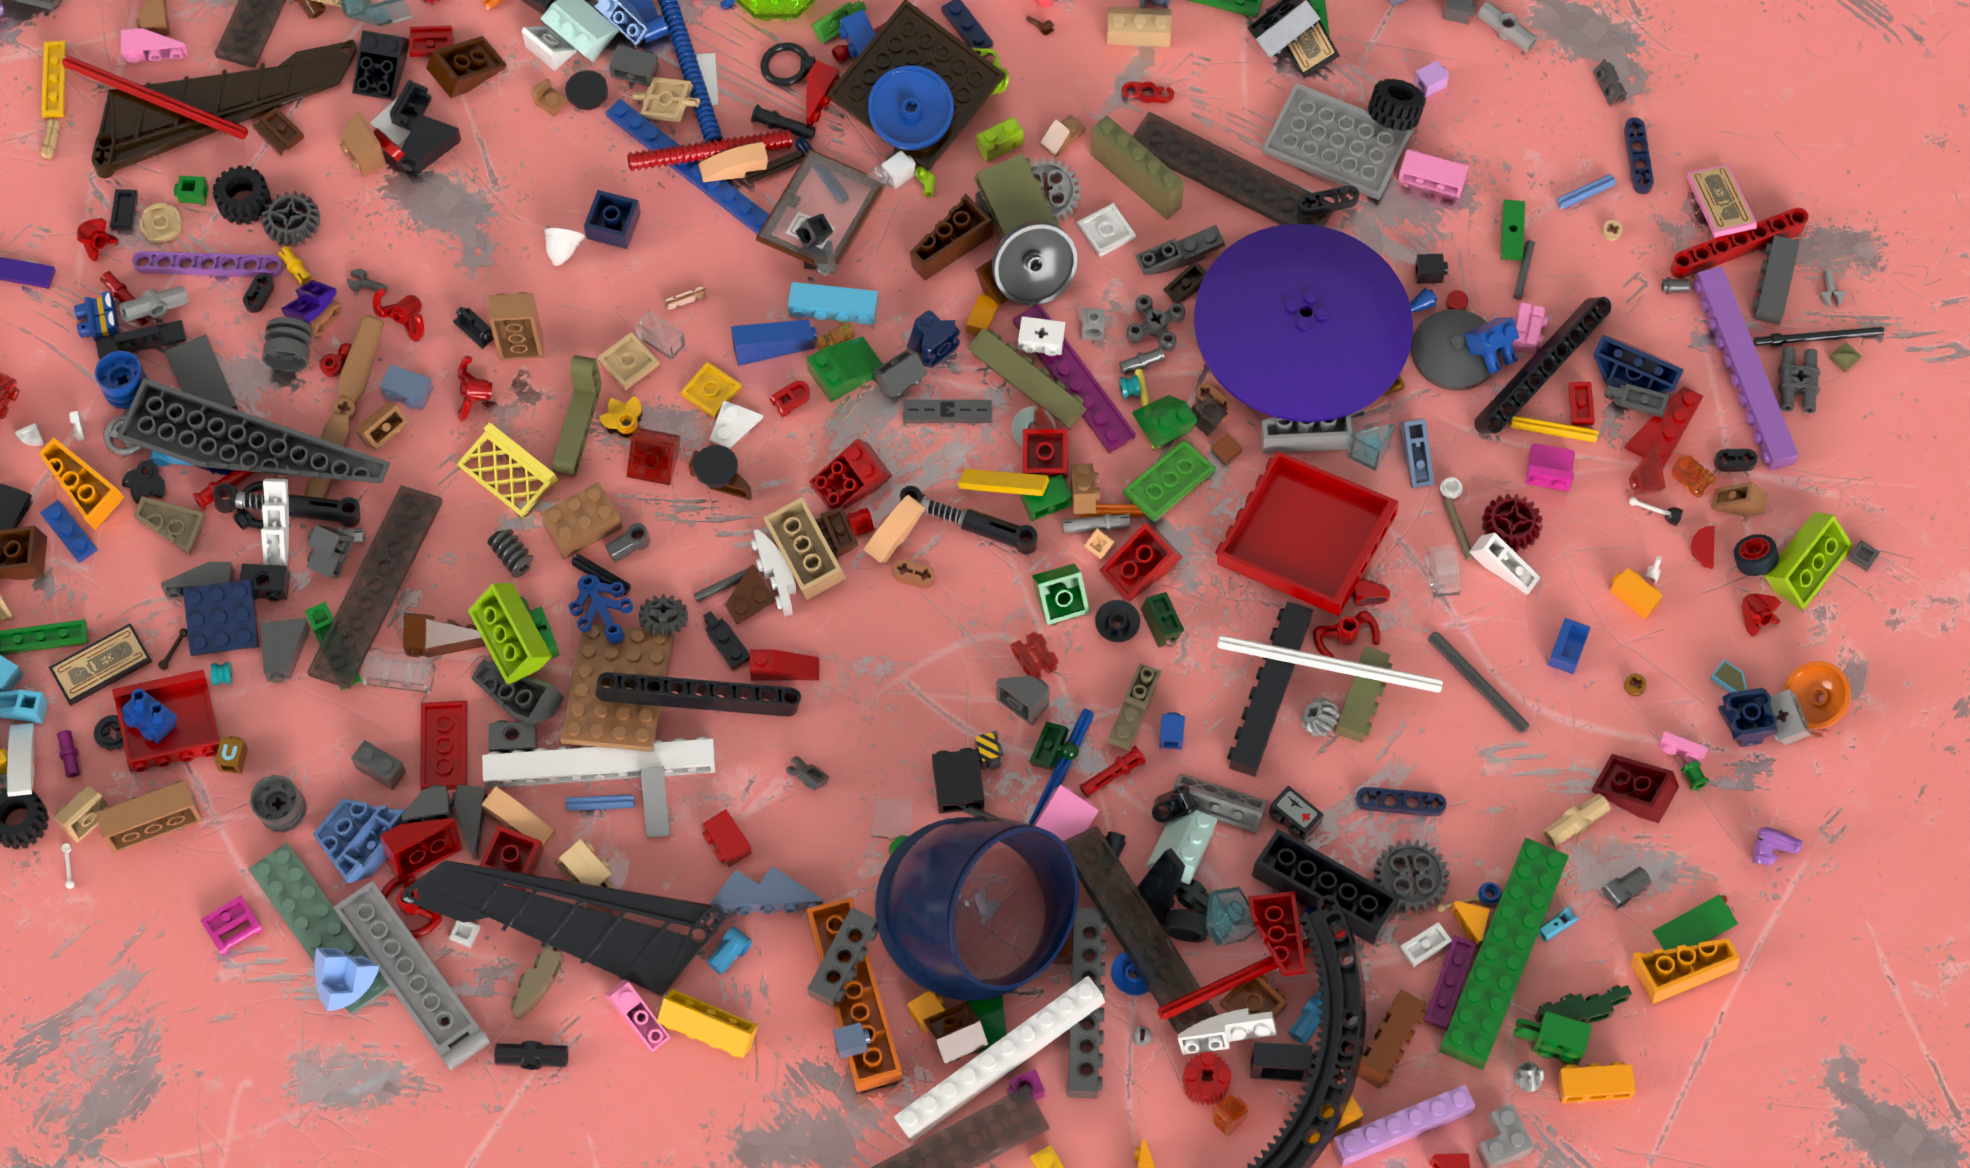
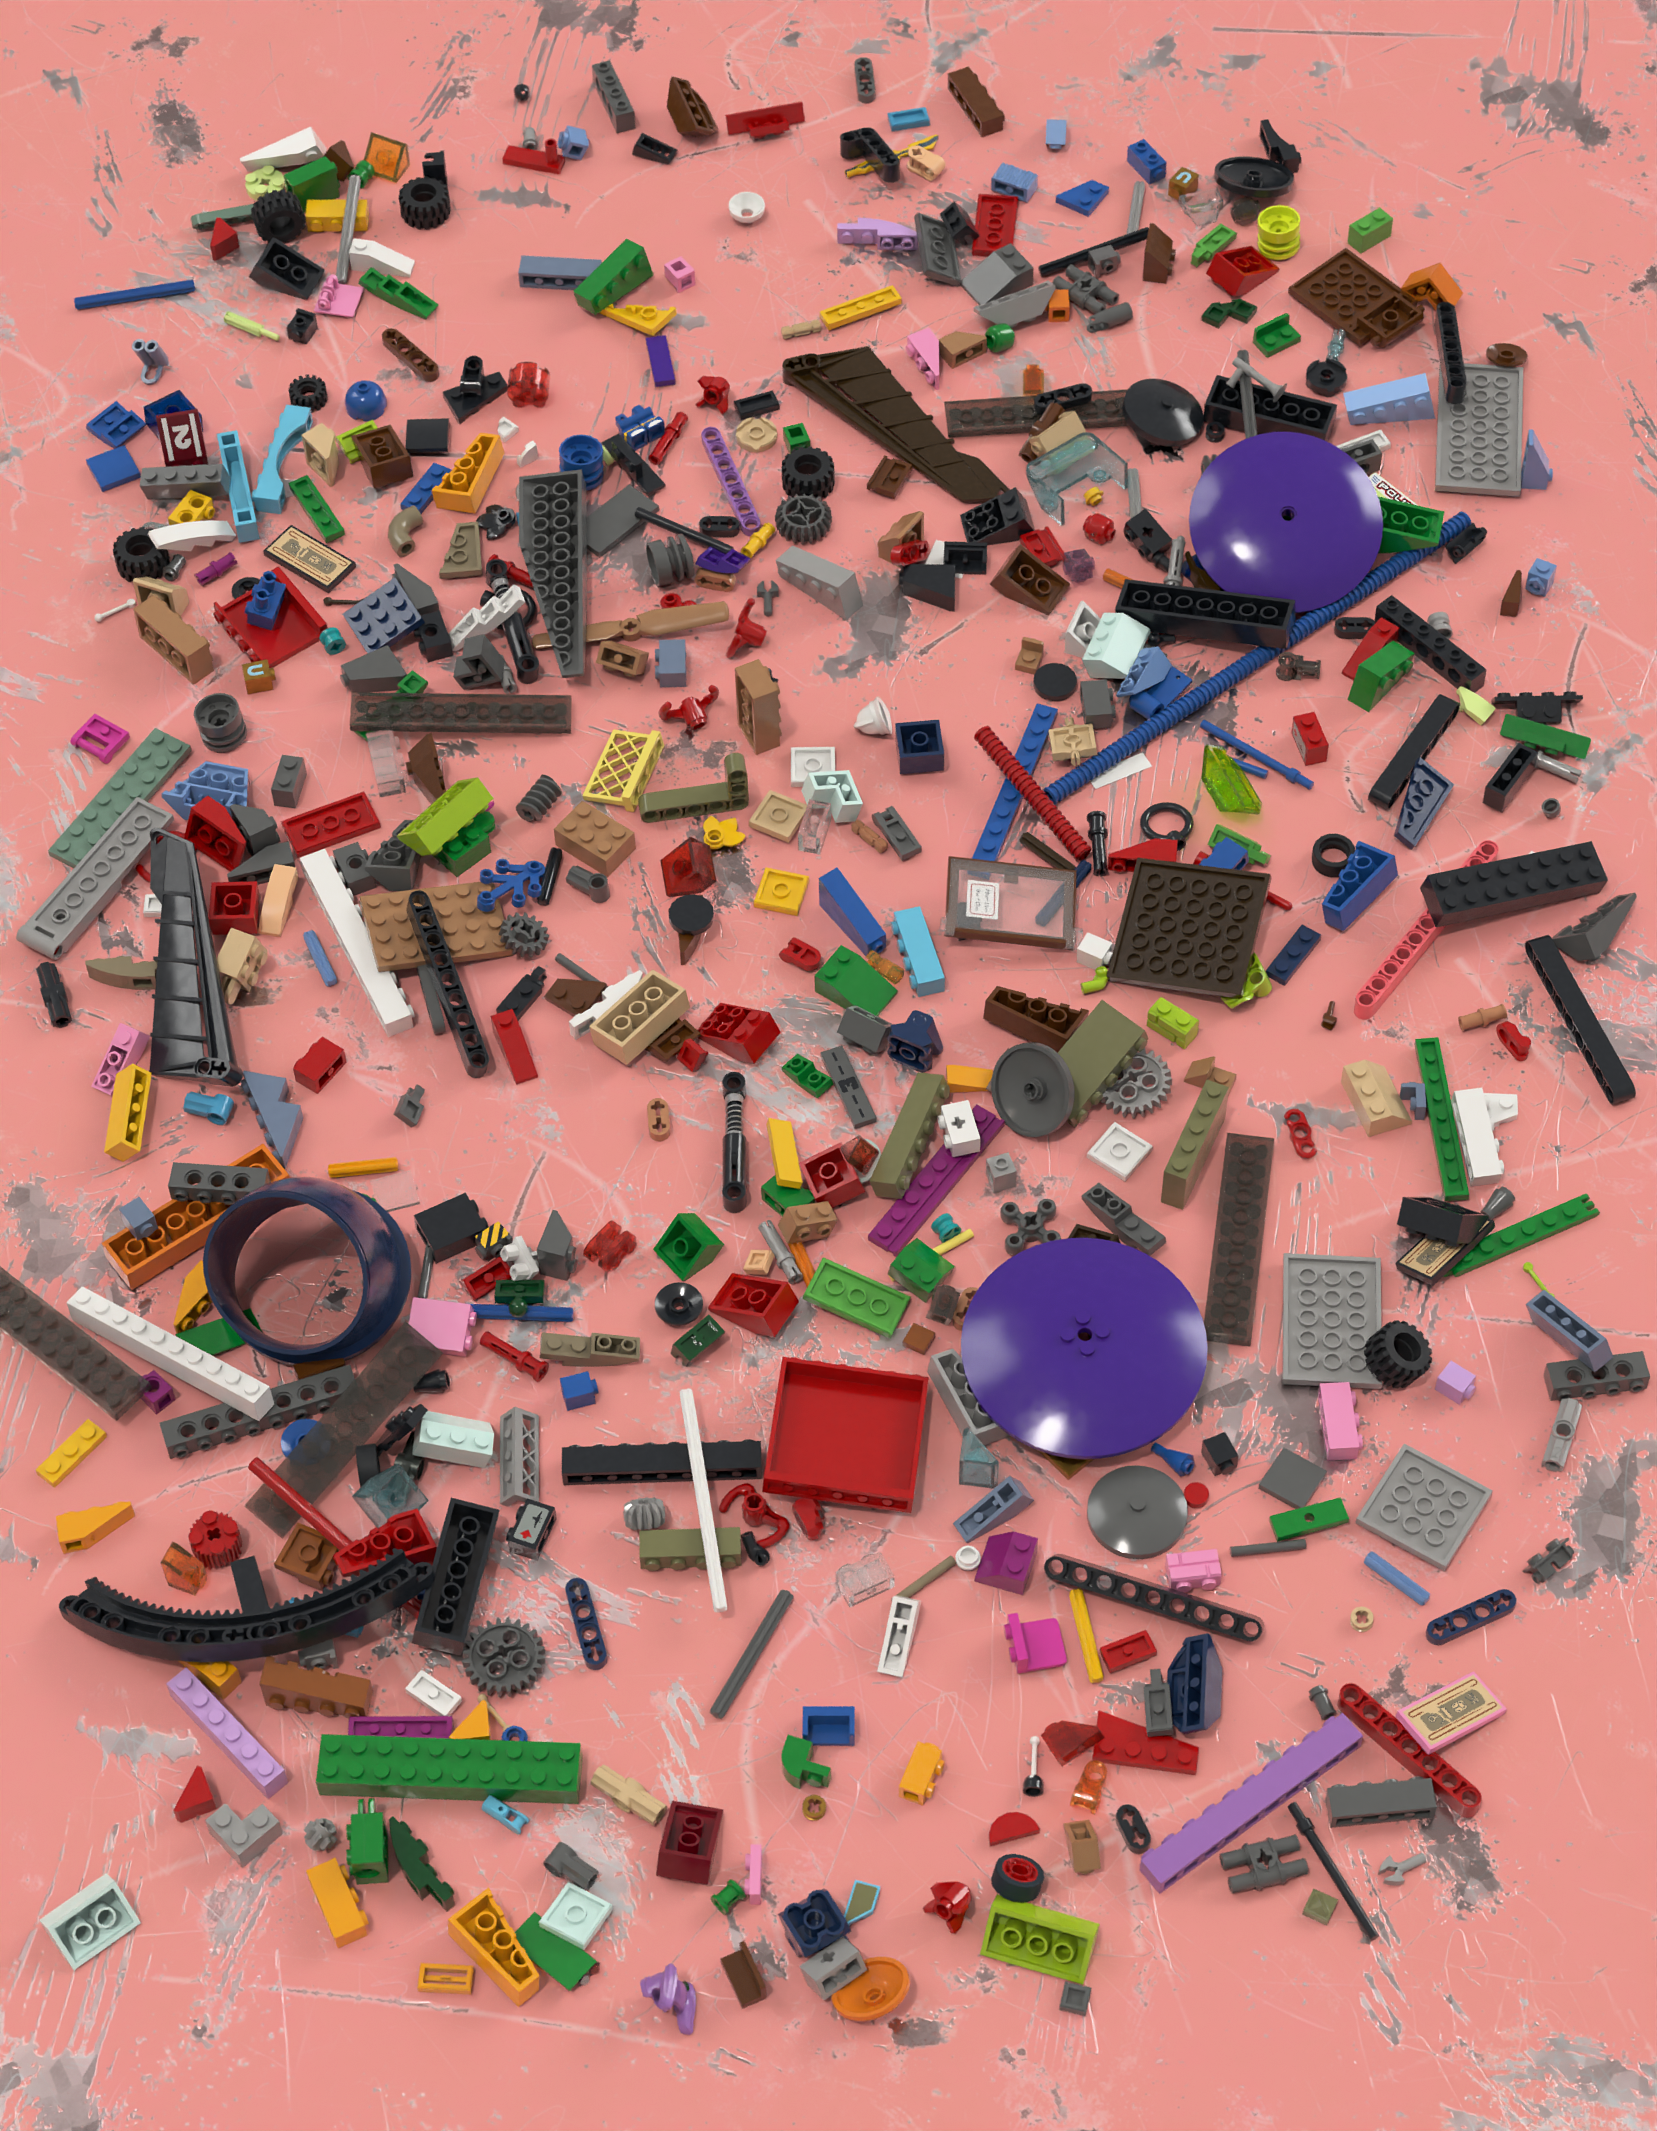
camera: 70 degrees right, 10 degrees down
(48, 796) = (172, 571): none -> dark grey pin
(112, 570) = (399, 530): none -> dark tan cylinder
(153, 303) = (667, 455): light grey piece -> none
(155, 97) = (873, 379): red axle -> none
(250, 324) = (680, 529): none -> black piece
(342, 977) = (73, 826): light blue brick -> none
(375, 230) = (821, 580): none -> light grey wedge
(469, 19) = (1078, 565): none -> clear purple brick
(583, 315) = (808, 760): none -> white tile
(632, 302) = (836, 789): none -> light aqua brick
(655, 802) = (332, 995): light grey tile -> none
(693, 274) = (897, 833): none -> dark grey plate
(697, 719) = (431, 1000): none -> dark grey beam
(733, 424) = (750, 918): white wing -> none
(734, 163) = (1028, 817): light nougat slope -> none
(814, 231) = (972, 894): black brick -> none
(855, 837) = (363, 1167): none -> light orange axle
(894, 529) = (691, 1082): light nougat slope -> none
(910, 107) = (1154, 925): blue dish -> none
(920, 440) = (806, 1076): none -> green slope
(956, 1032) = (179, 1304): reddish brown slope -> none
(1018, 770) = (485, 1278): none -> red slope
(1019, 731) = (523, 1257): none -> white hips
(1136, 1036) = (244, 1475): light grey hinge -> none
(1141, 361) = (982, 1230): flat silver pin -> none
(1177, 801) = (493, 1414): black piece -> none
(1220, 1030) = (263, 1528): white slope -> none
(1324, 208) = (1250, 1341): black beam -> none
(1385, 644) = (754, 1550): none -> black arm
(1468, 458) = (1007, 1561): none -> magenta slope
(1470, 228) = (1292, 1479): none -> dark grey tile
(1492, 336) = (1156, 1530): blue brick -> none
(1530, 522) = (932, 1633): dark red gear -> none
(1532, 146) = (1424, 1507): none -> light grey plate
(1596, 683) = (797, 1764): none -> green brick
(1654, 571) = (953, 1785): white hand -> none
(1671, 897) = (576, 1915): none -> light aqua plate
(1683, 1036) = (445, 1988): none -> light orange tile
(1767, 786) = (744, 1976): none -> reddish brown panel

